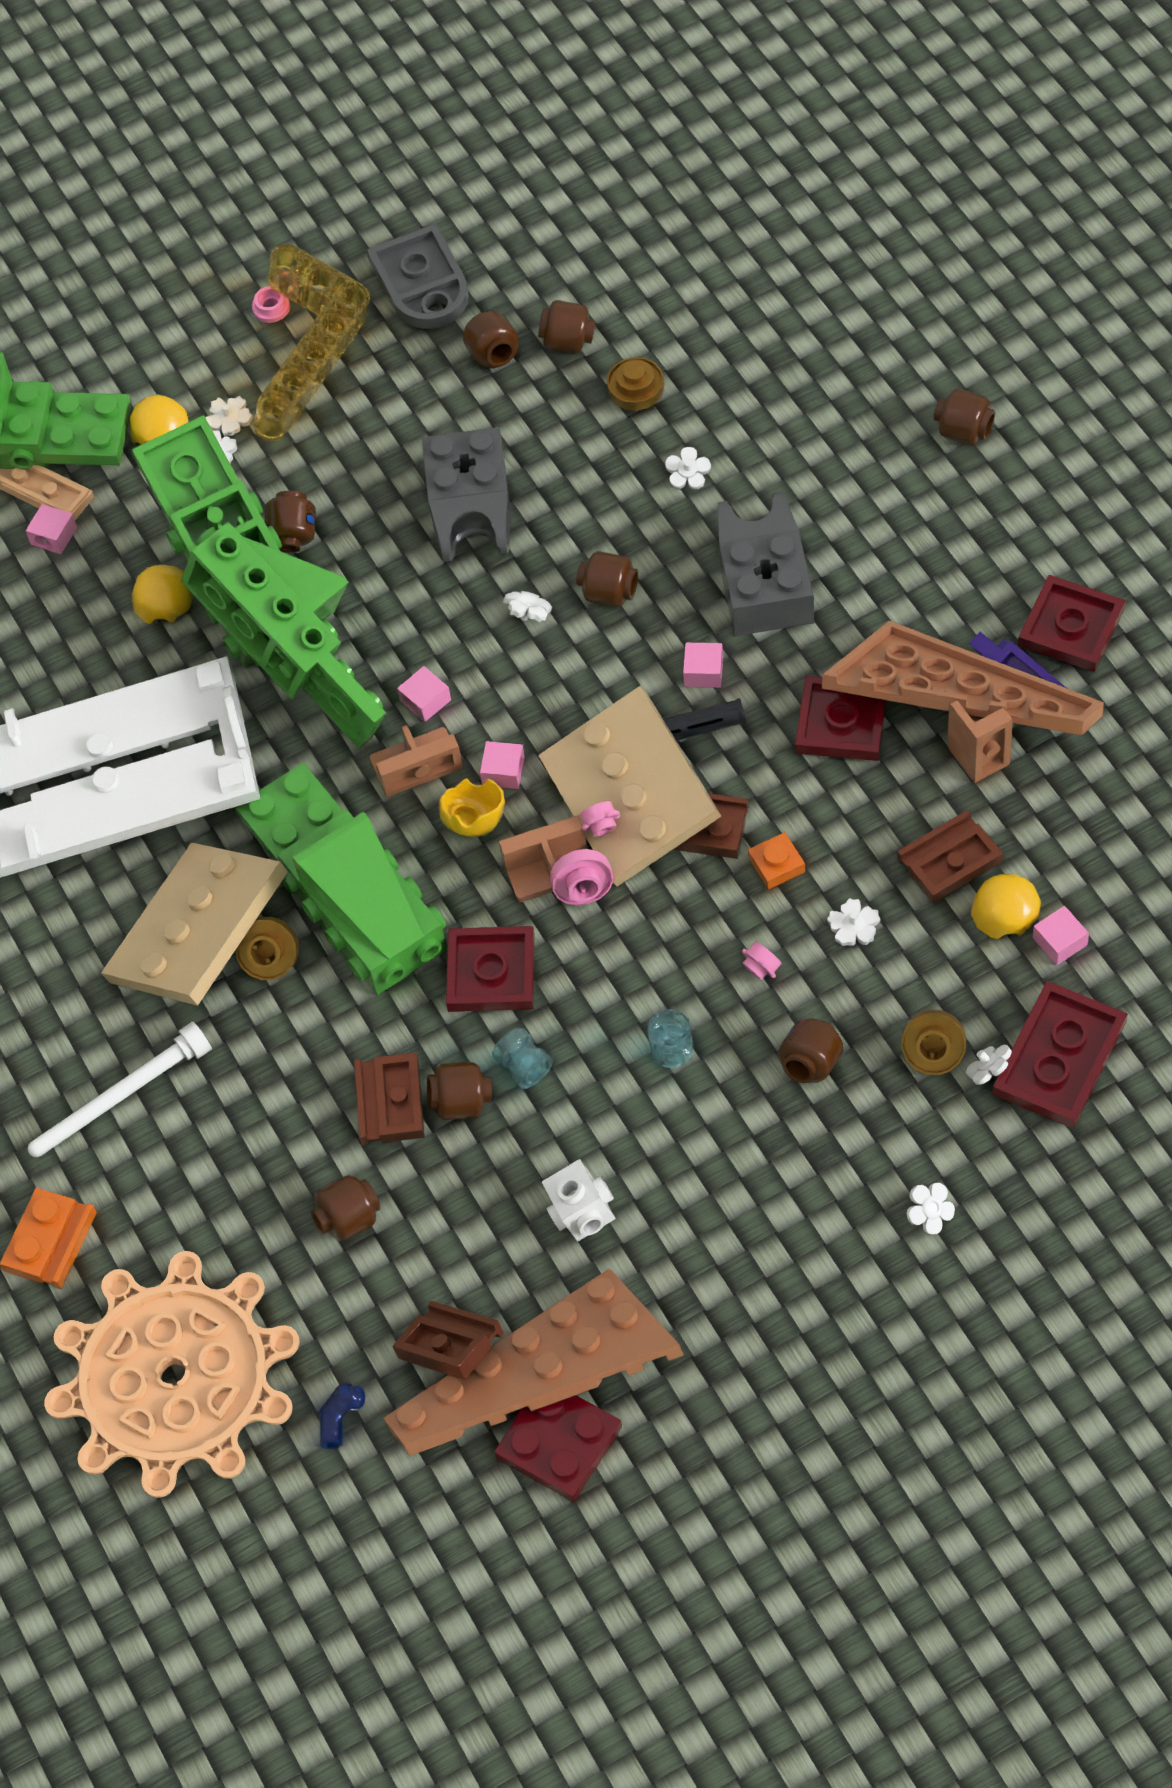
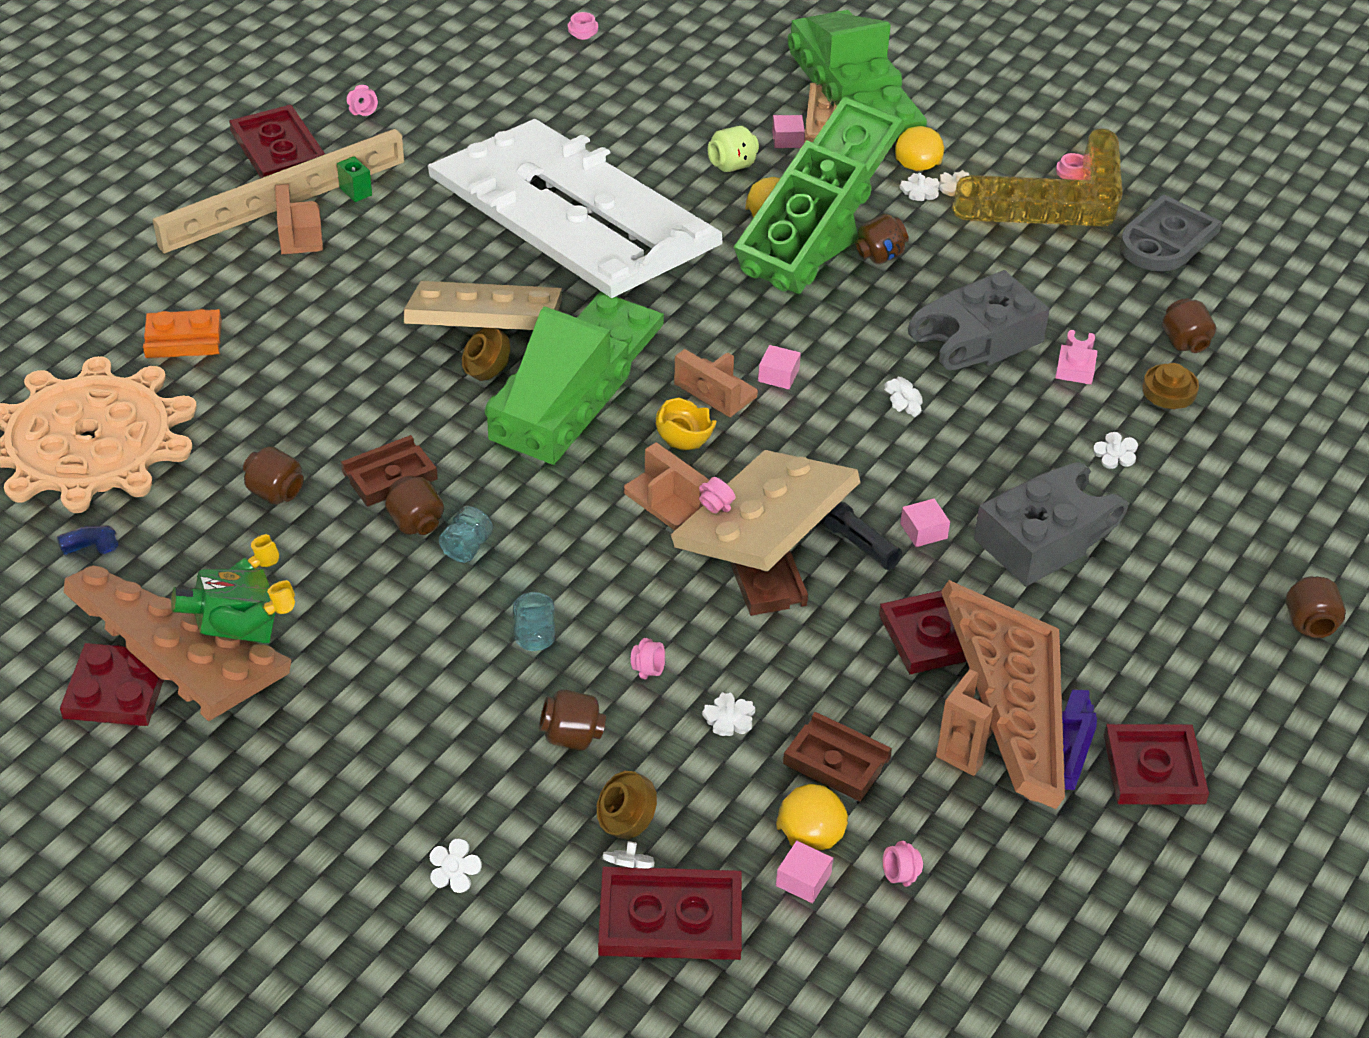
camera: 55 degrees right, 15 degrees down
(62, 592) = (733, 148): none -> yellowish green head
(187, 1045) = (384, 346): white piece -> none
(290, 606) = (761, 235): bright green wedge -> none
(448, 1340) = (167, 569): copper plate -> none
(490, 969) = (542, 489): dark red plate -> none
(491, 339) = (1139, 288): reddish brown head -> none
(502, 764) = (742, 433): bright pink piece -> none
(531, 1288) = (237, 599): none -> green torso
(550, 442) = (1077, 359): none -> bright pink plate
(578, 1200) = (341, 610): white brick -> none
(581, 877) = (656, 507): bright pink plate -> none
(607, 579) = (961, 430): reddish brown head -> none
(776, 860) = (760, 638): orange plate -> none
(1087, 858) = (902, 863): none -> bright pink plate

